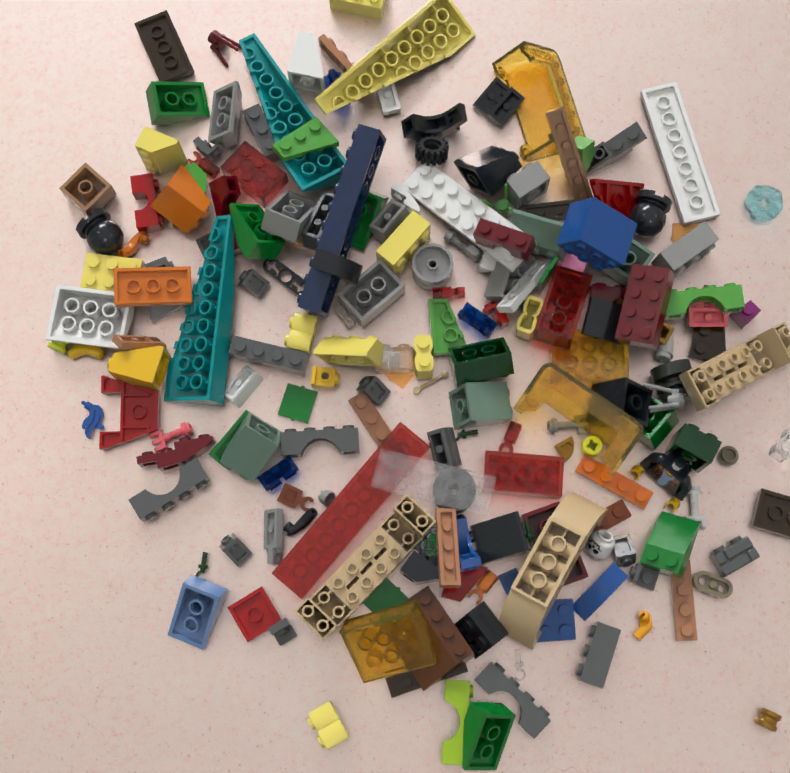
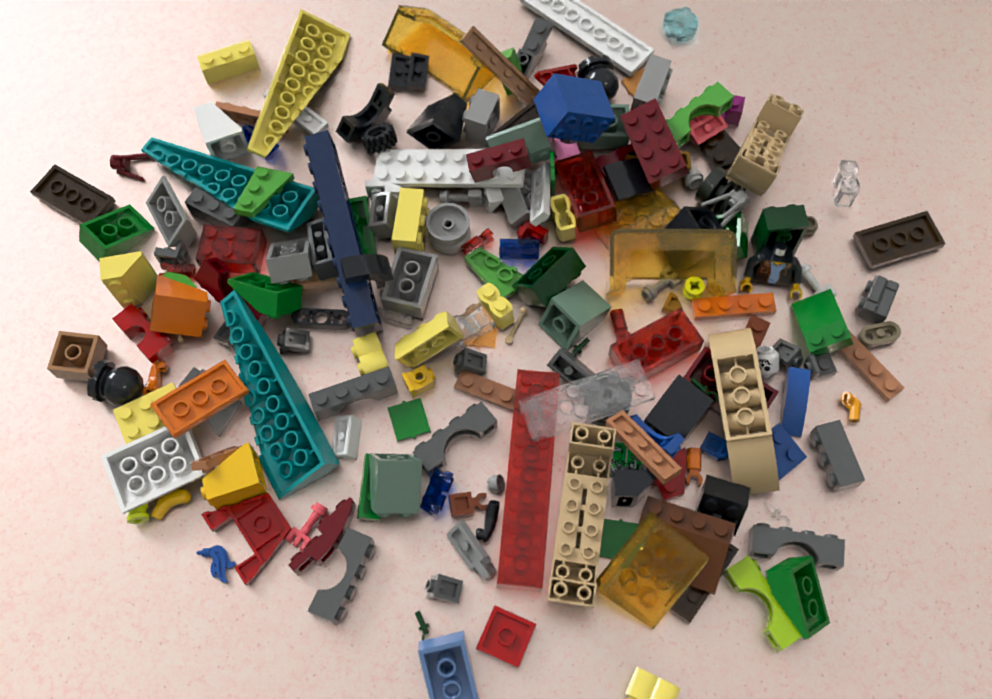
camera: 35 degrees left, 10 degrees down
(282, 631) = (544, 633): dark grey bracket -> none
(502, 206) = (472, 143): bright green plant -> none

